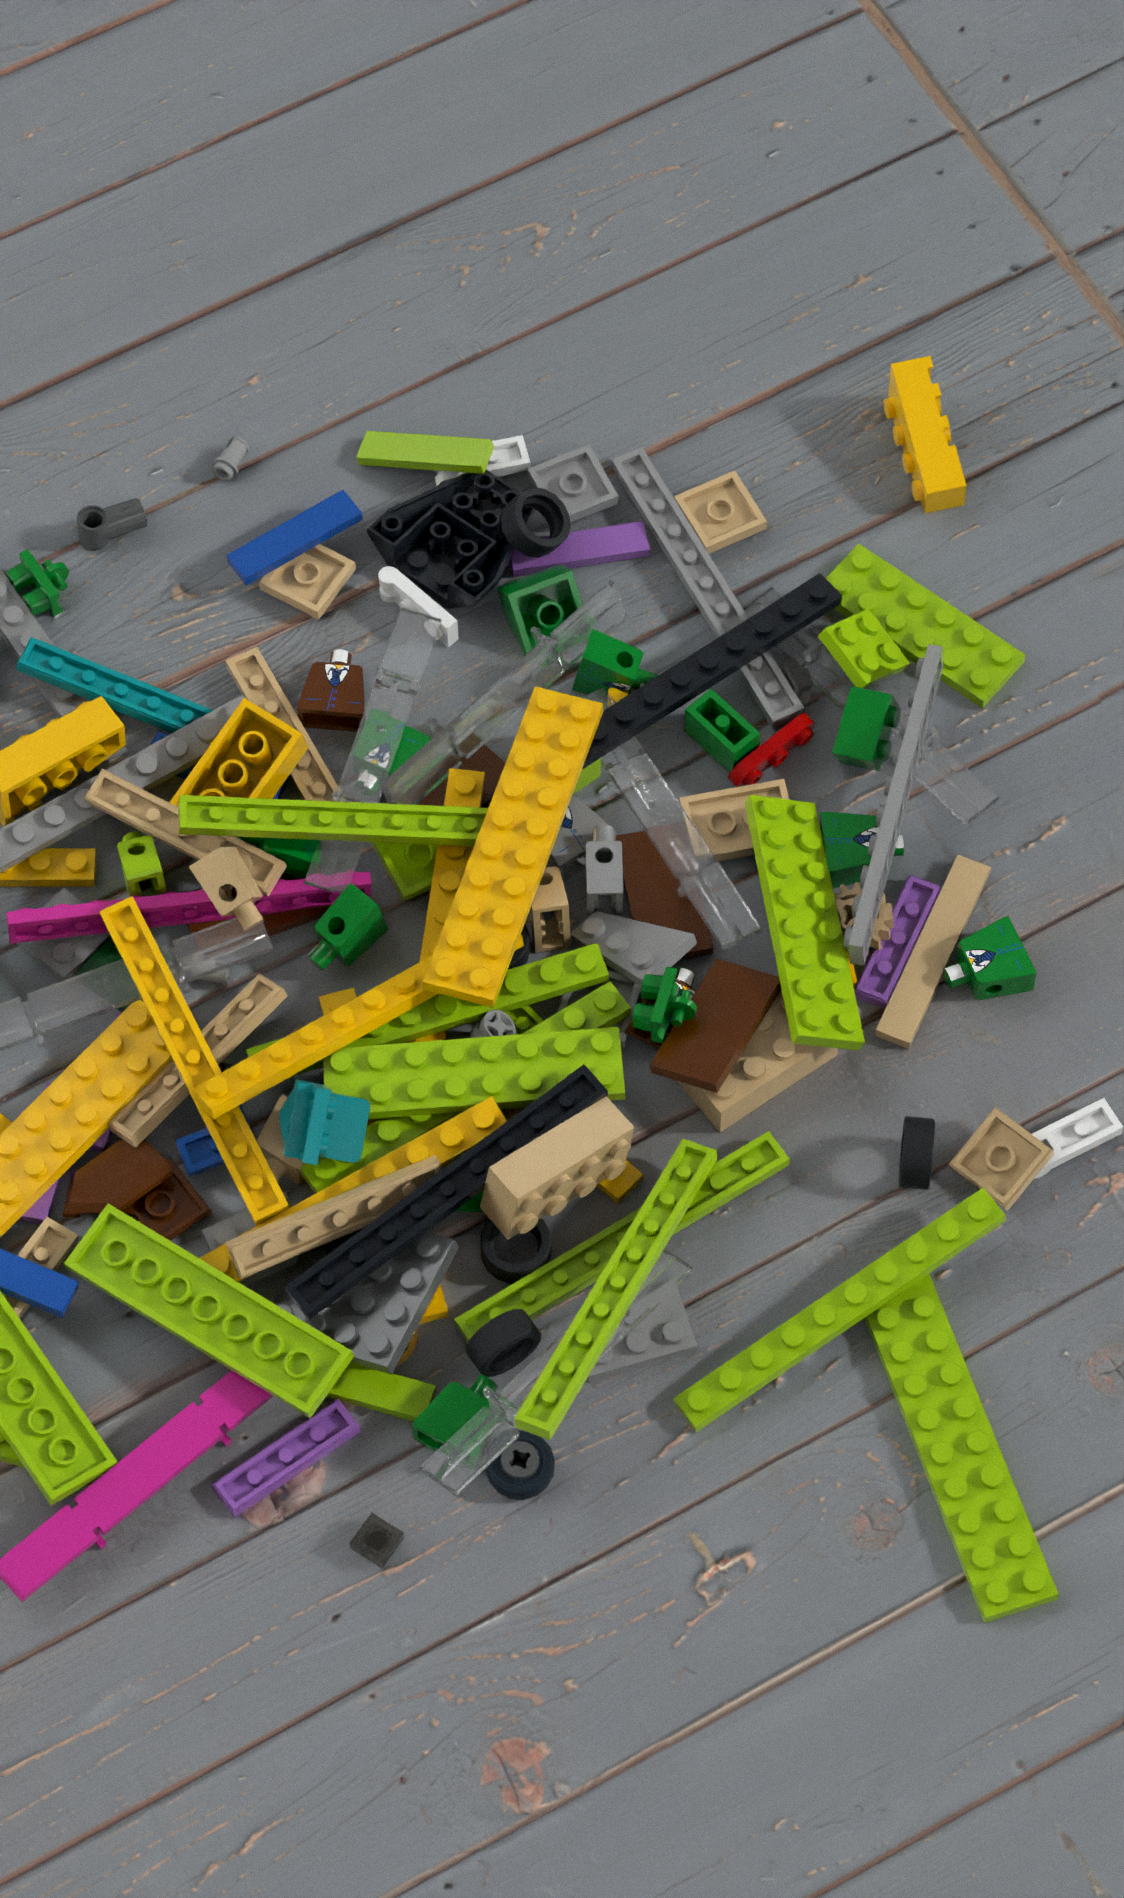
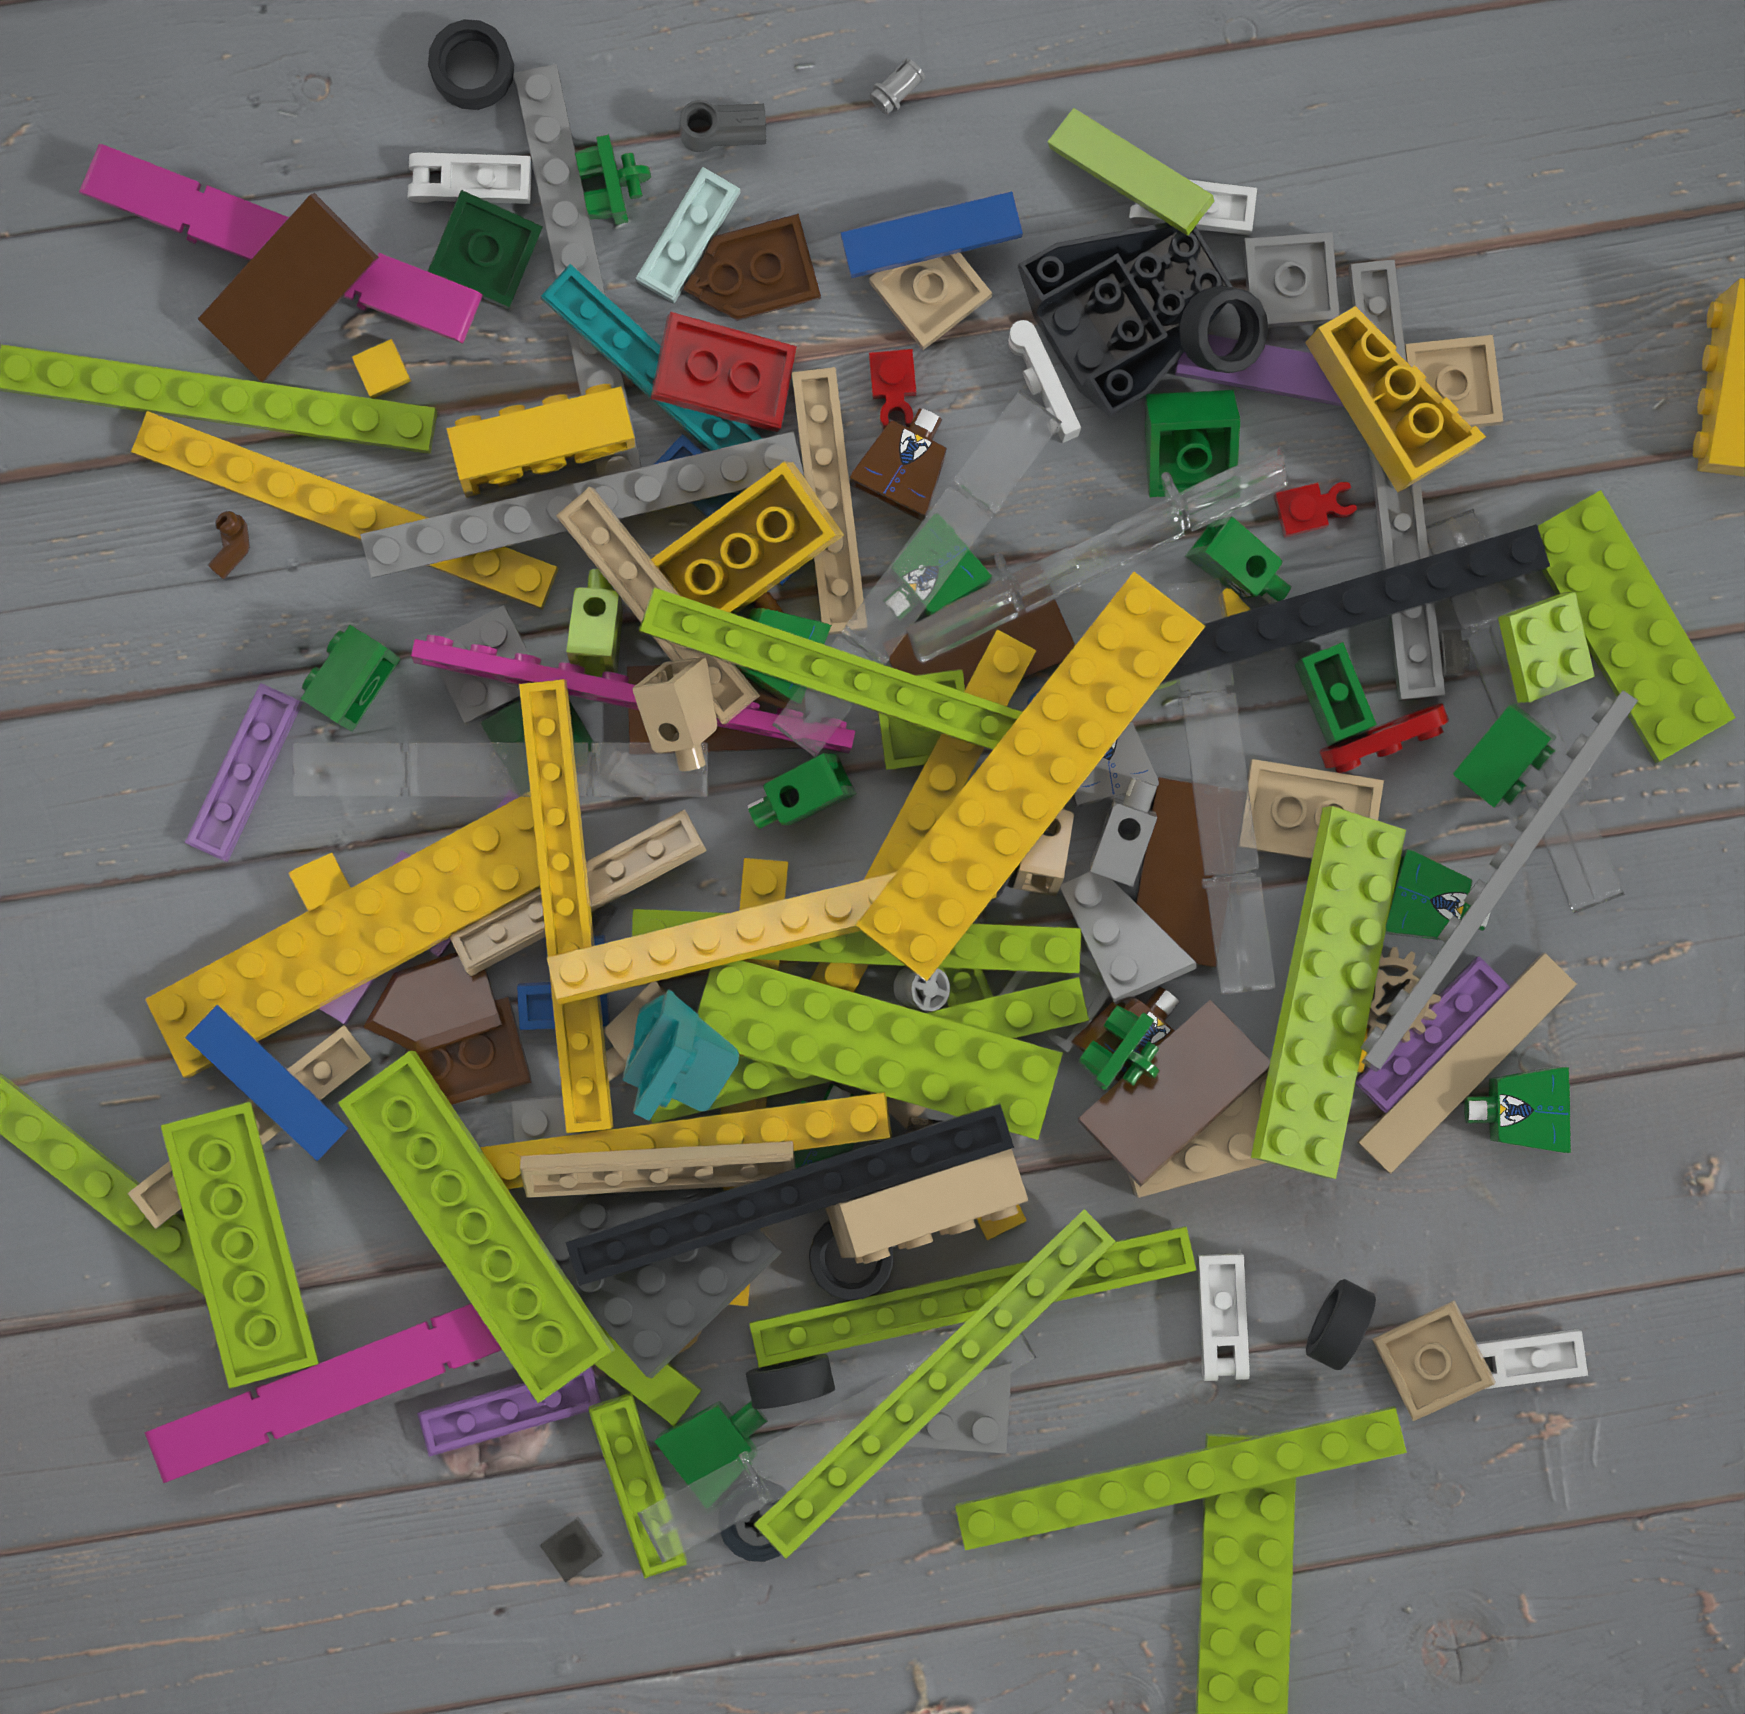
camera: 20 degrees right, 25 degrees up
(111, 603) = (688, 235): none -> light aqua tile
(172, 608) = (756, 270): none -> reddish brown tile
(173, 675) = (723, 372): none -> red tile
(303, 645) = (893, 379): none -> red plate
(401, 1463) = (632, 1474): none -> lime tile
(651, 628) = (1306, 510): none -> red plate
(676, 526) = (1389, 400): none -> yellow wedge
(825, 1187) = (1223, 1315): none -> white plate

